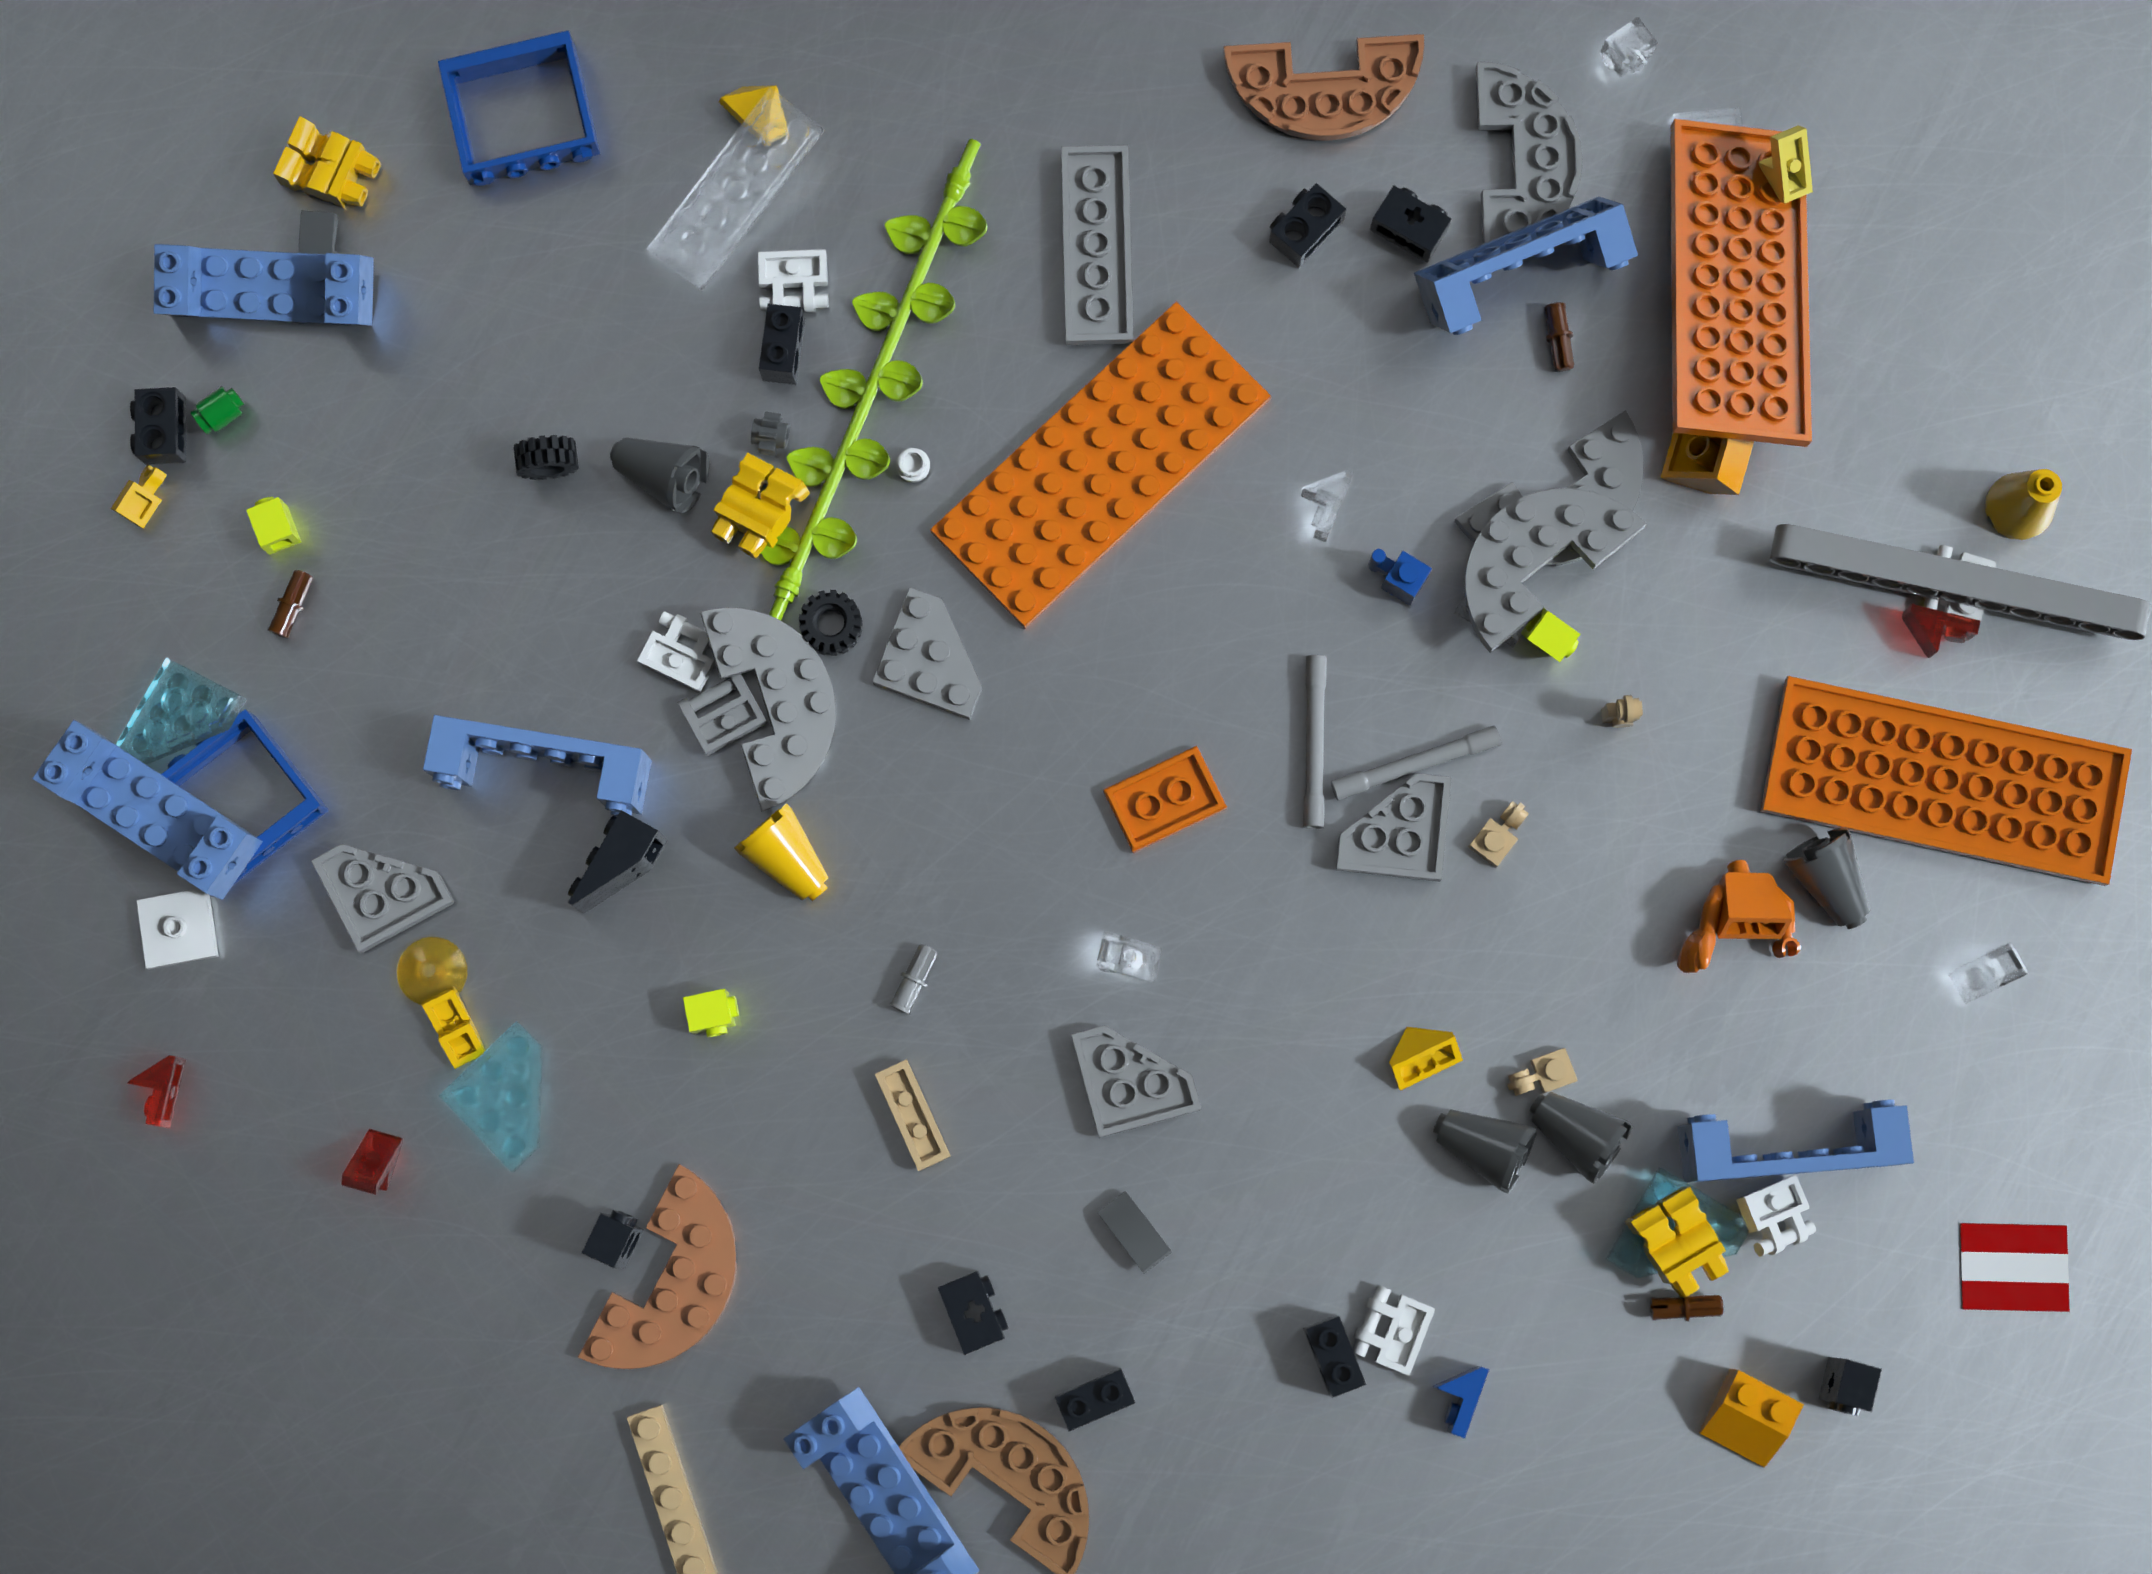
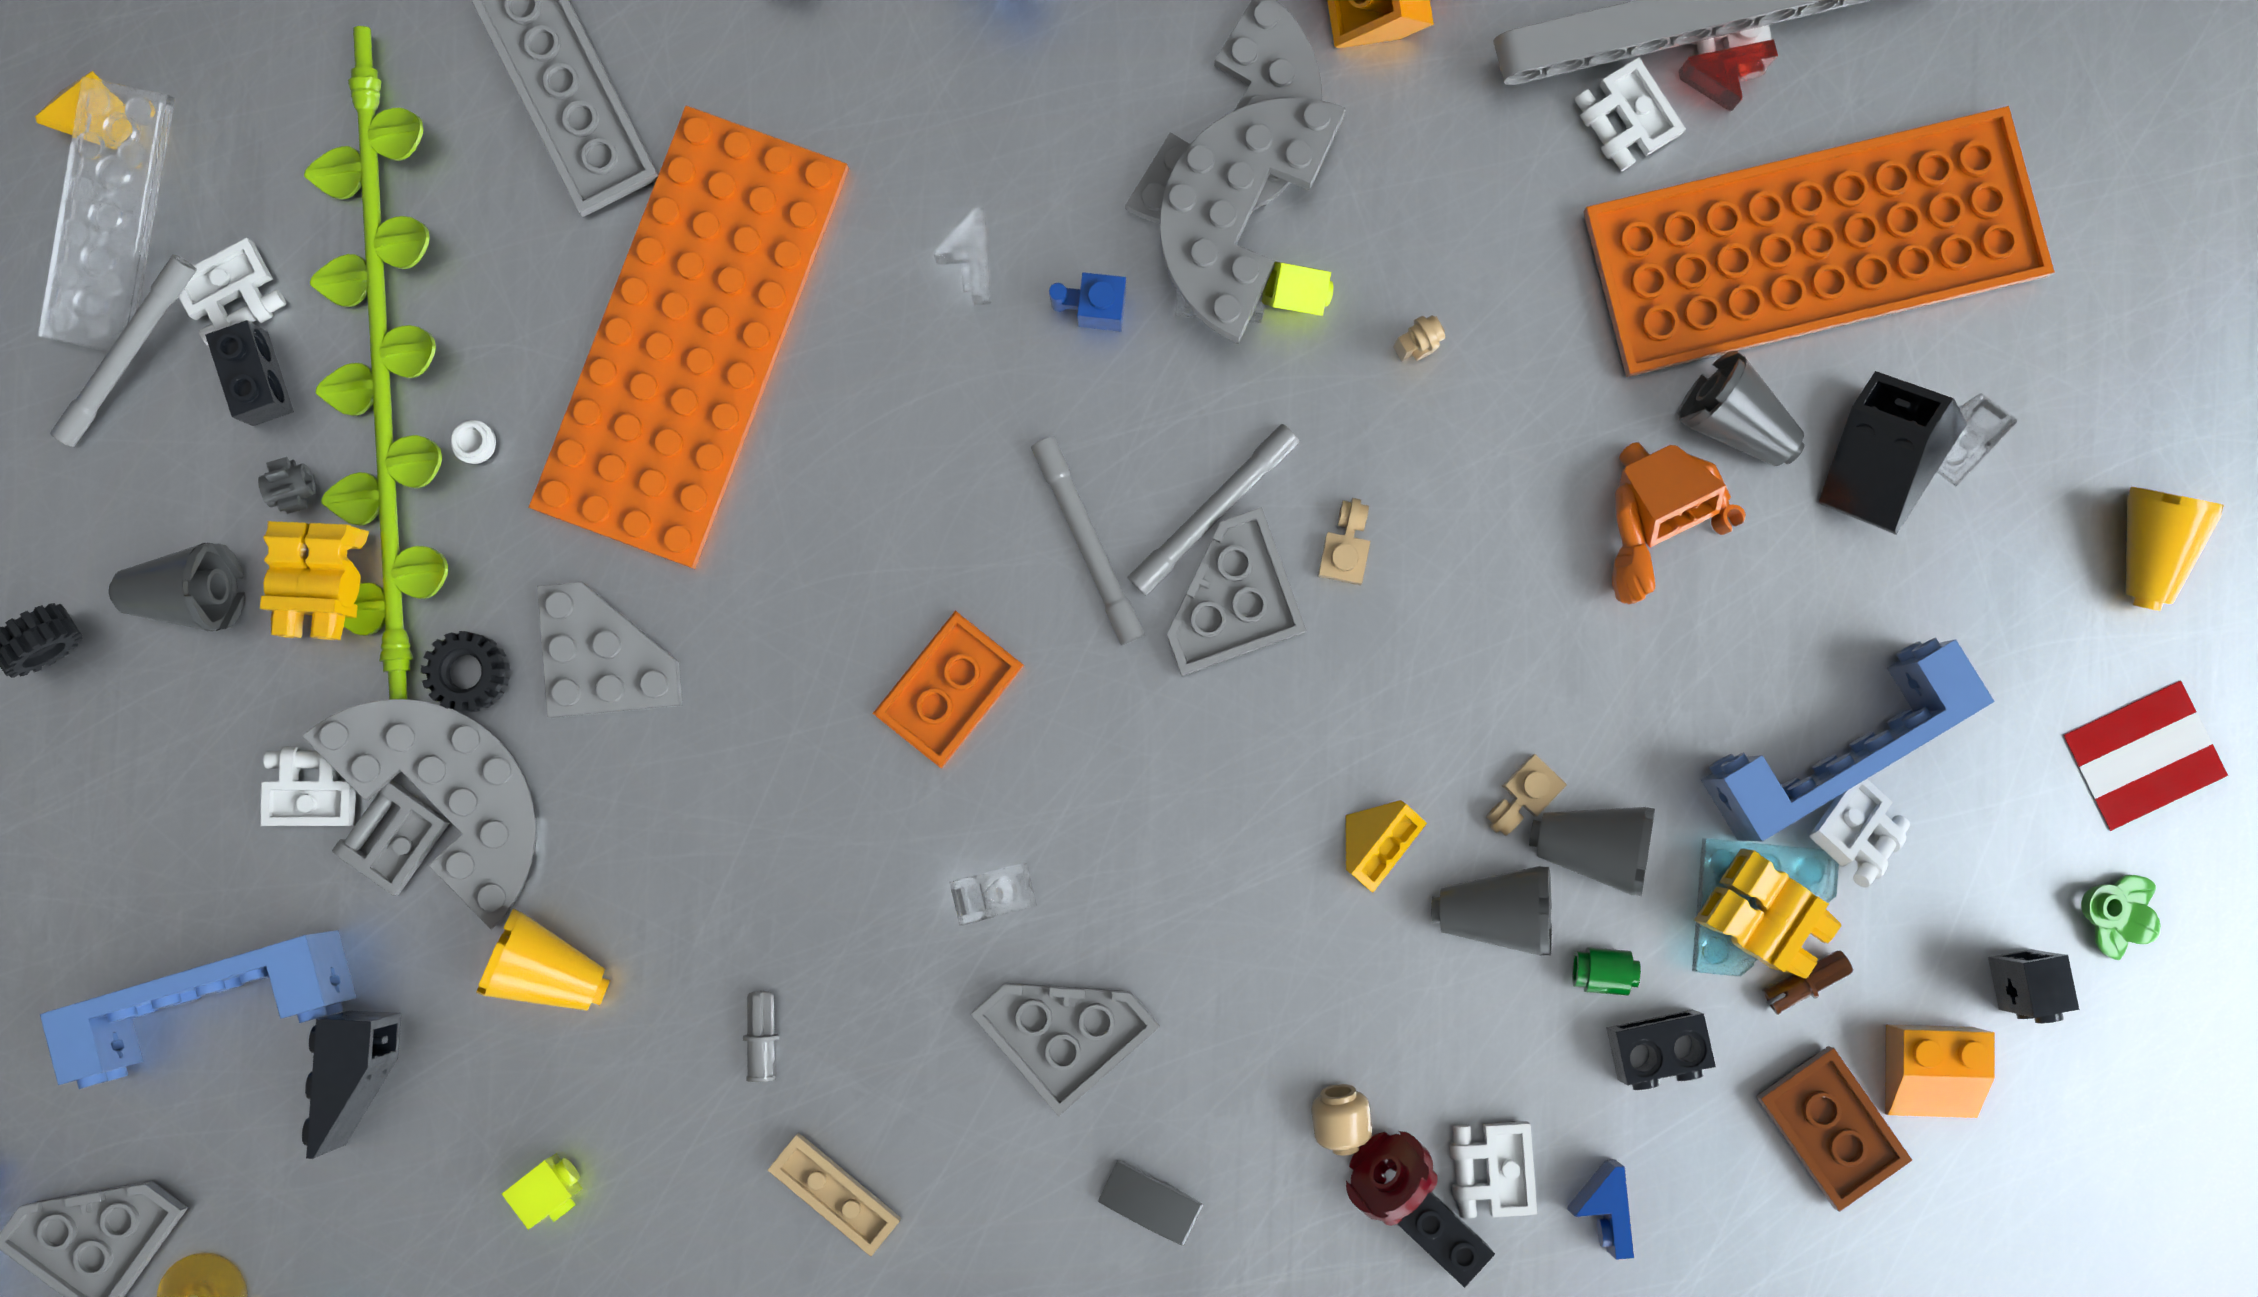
camera: 25 degrees left, 5 degrees up
(751, 260) = (84, 408): none -> light grey piece
(1300, 1239) = (1341, 1119): none -> tan head
(1331, 1302) = (1405, 1191): none -> dark red plate
(1542, 1227) = (1605, 971): none -> green brick
(1557, 1294) = (1660, 1037): none -> black brick
(1655, 1422) = (1834, 1128): none -> dark orange plate
(1861, 621) = (1641, 108): none -> white plate
(1926, 953) = (1890, 451): none -> black slope
(1945, 1375) = (2122, 914): none -> plate
(2098, 1116) = (2164, 543): none -> yellow cone

